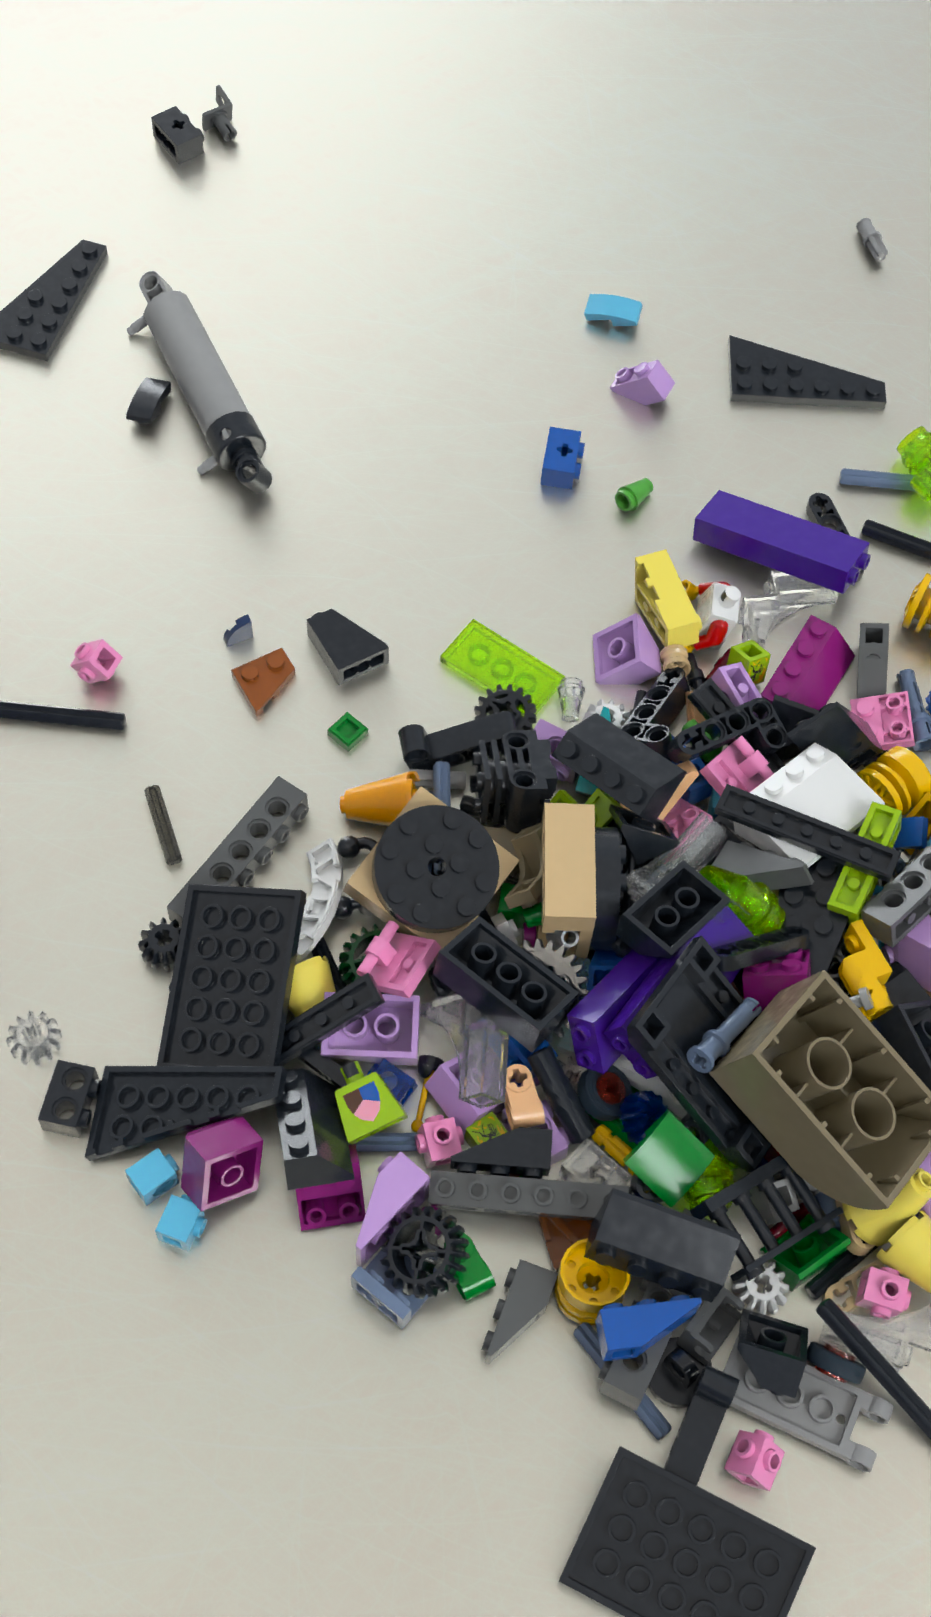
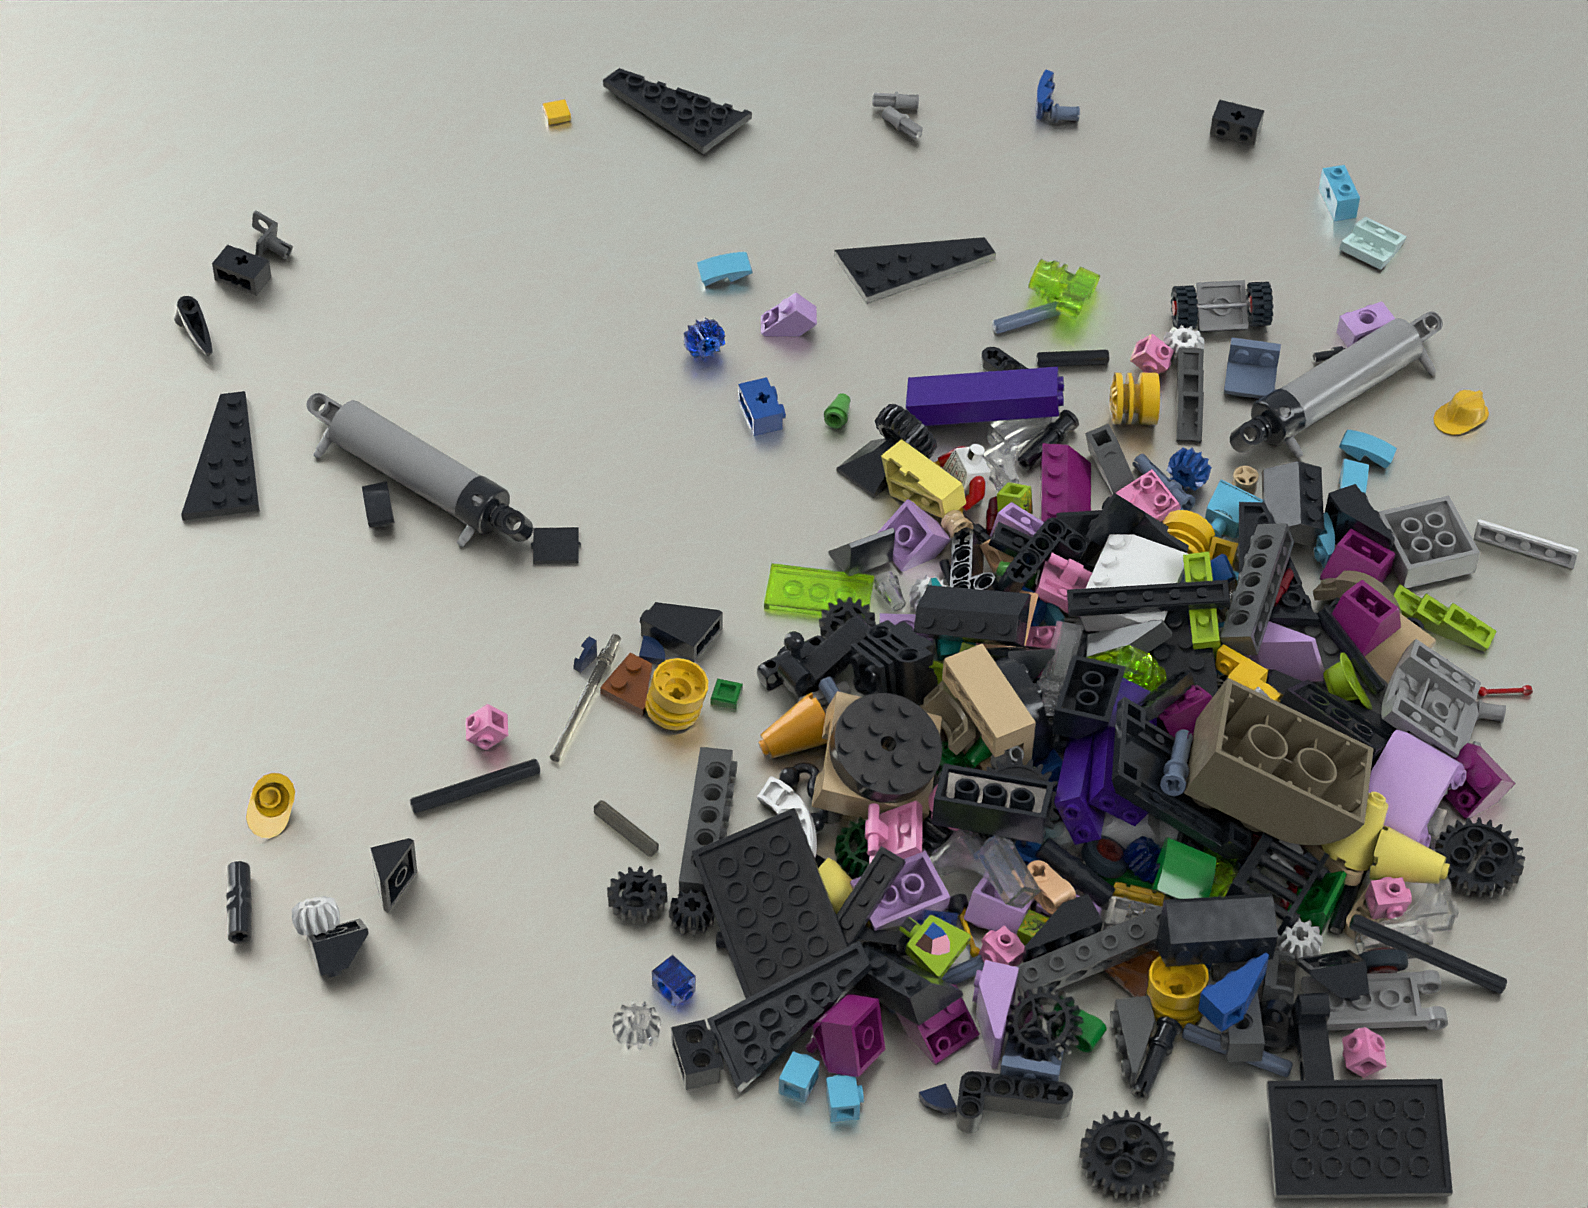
camera: 25 degrees left, 10 degrees down
(100, 1009) = (674, 981): none -> clear blue brick
(101, 164) = (190, 316): none -> black piece
(133, 911) = (637, 894): none -> black gear
(256, 643) = (604, 659): none -> clear smoke bar
(278, 1272) = (938, 1098): none -> dark blue tile
(285, 510) = (556, 545): none -> black piece
(294, 697) = (676, 694): none -> yellow wheel
(304, 655) = (652, 650): none -> dark blue tile
(350, 1316) = (1055, 1106): none -> black beam
(428, 1478) = (1127, 1155): none -> black gear
(429, 717) = (793, 646): none -> black piece
(539, 1334) = (1160, 1046): none -> black pin
(547, 369) = (704, 338): none -> clear blue gear
(553, 103) = (556, 112): none -> yellow tile
(567, 649) = (865, 552): none -> black slope
(620, 562) = (866, 466): none -> black slope
(667, 147) = (679, 111): none -> black wing
(679, 544) = (900, 424): none -> black gear
(835, 609) = (1055, 433): none -> black pin
(863, 762) = (1157, 532): none -> black slope
(878, 216) = (895, 100): none -> light grey axle

